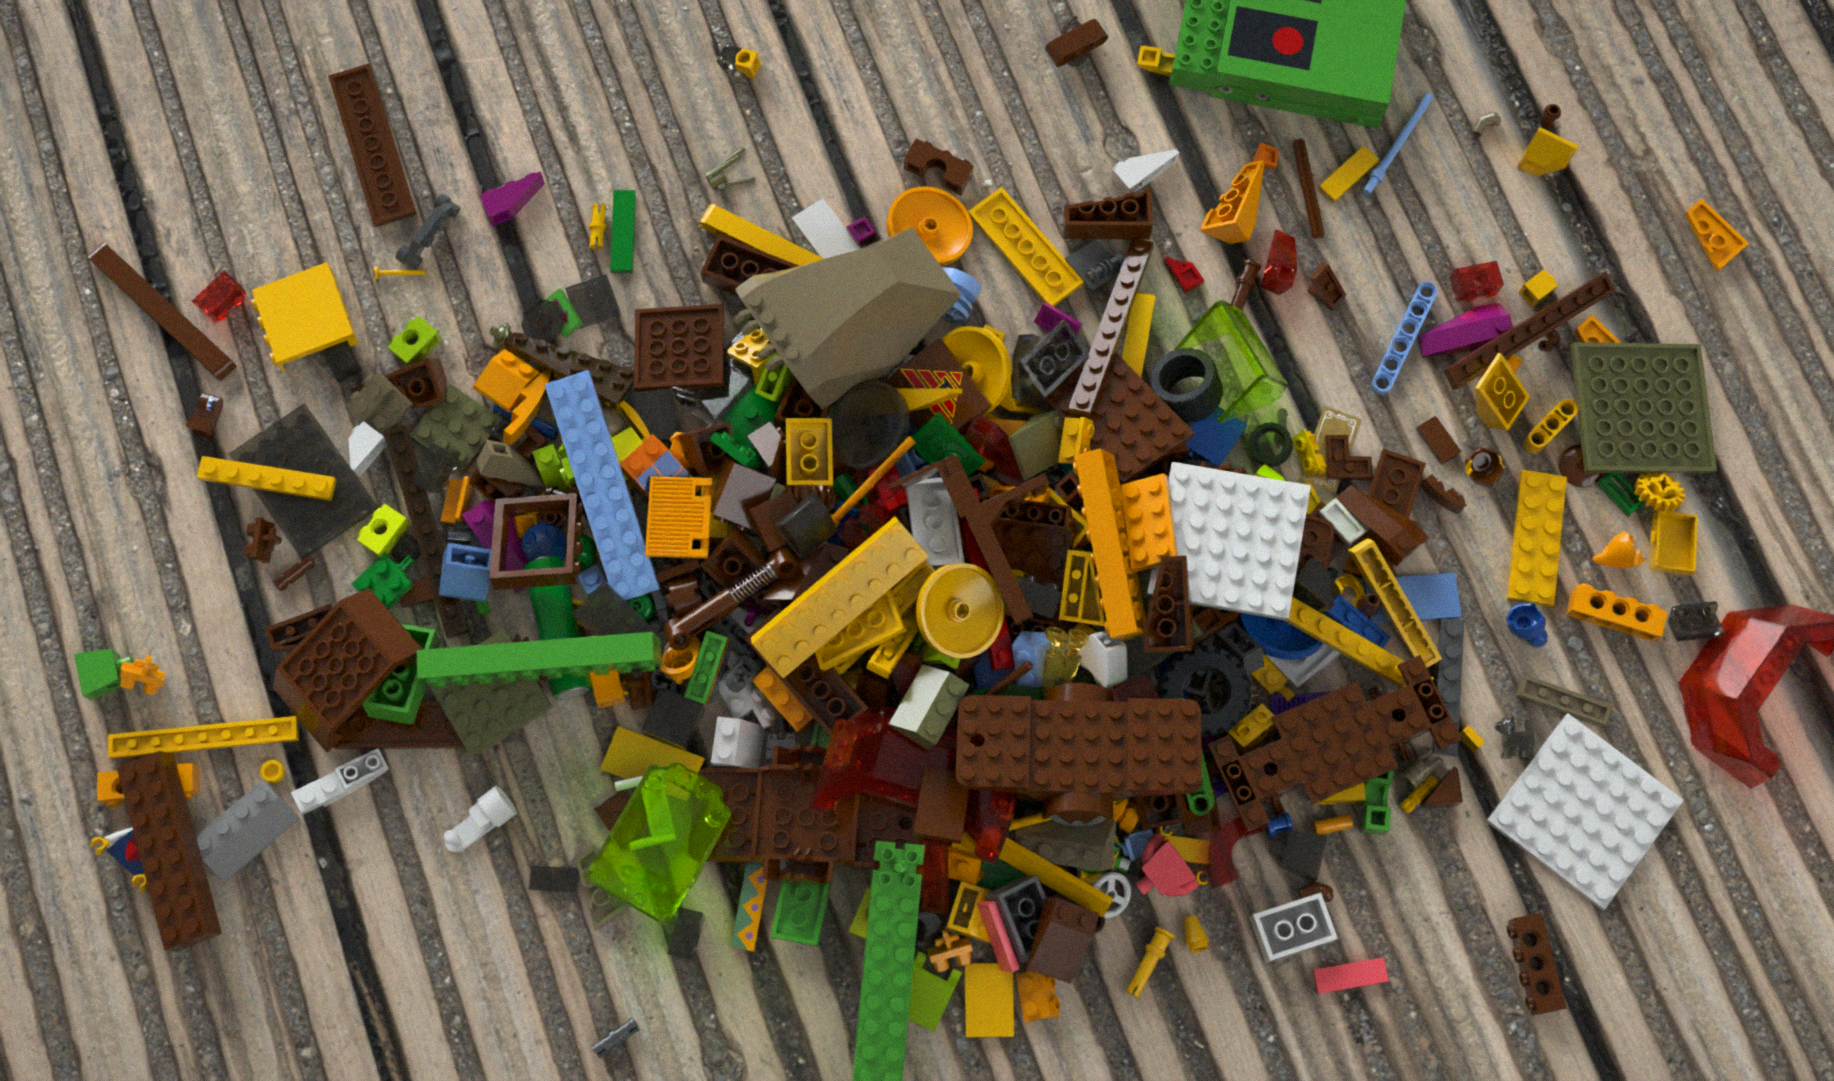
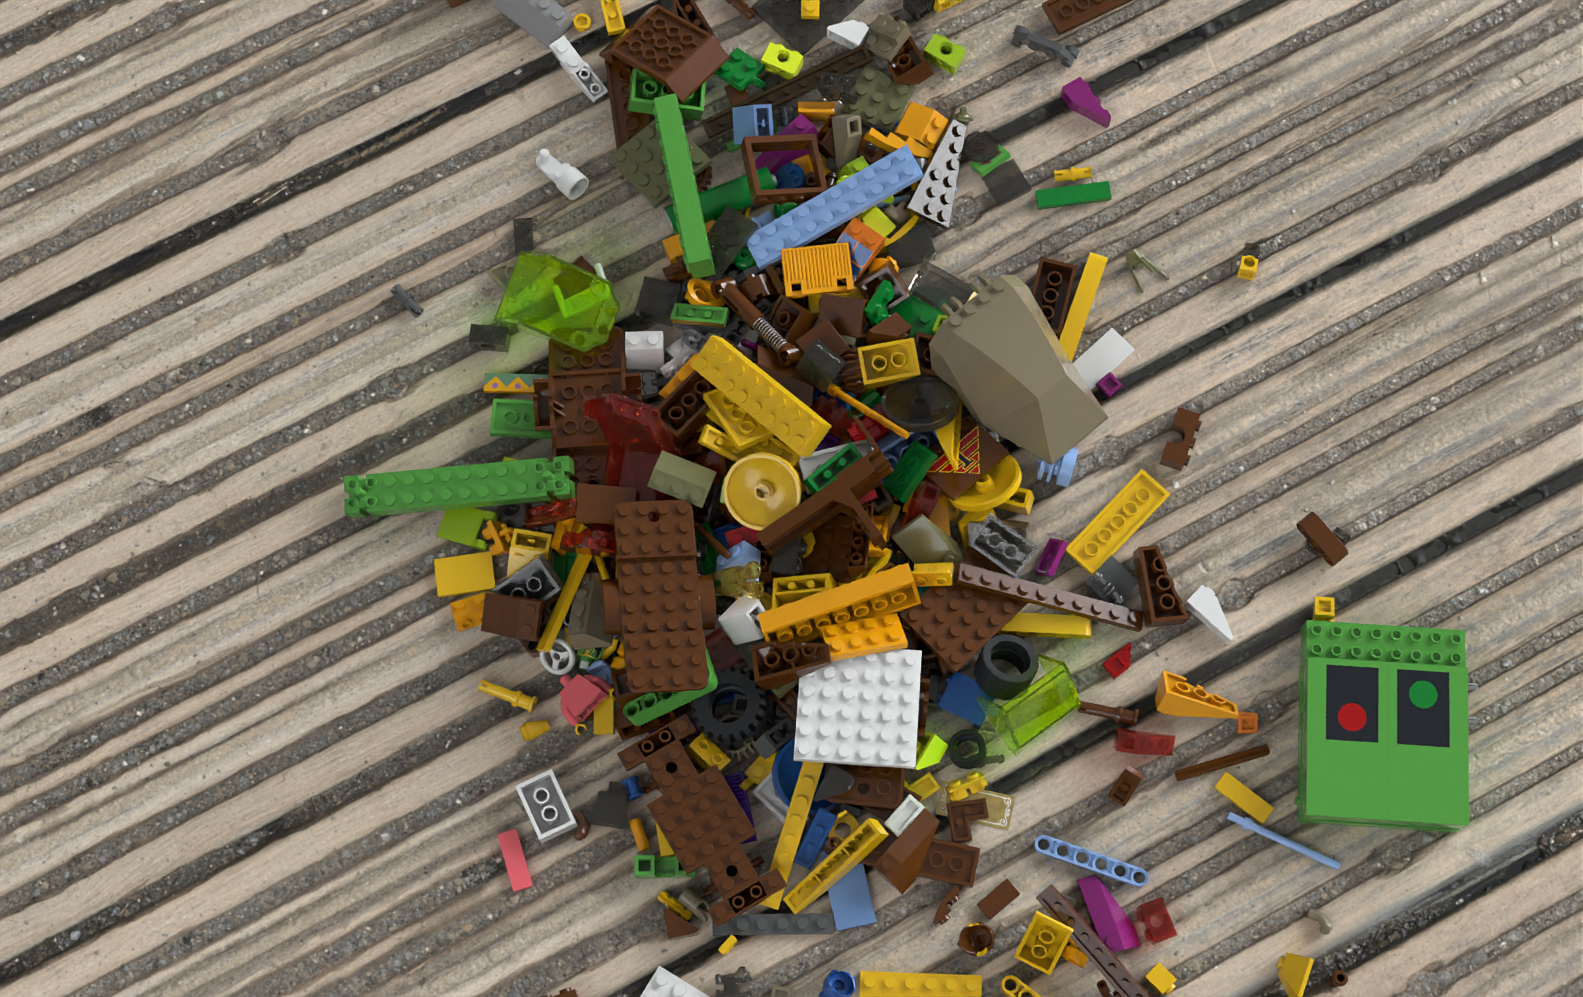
camera: 85 degrees right, 0 degrees up
(396, 272) = (1001, 16): yellow piece -> none
(633, 753) = (627, 279): yellow tile -> none
(679, 347) = (970, 249): reddish brown plate -> none
(936, 218) = (1123, 440): light orange dish -> none
(945, 525) = (827, 472): none -> green brick
(998, 936) = (512, 568): coral tile -> none
(1220, 864) = (602, 742): clear red arch -> none

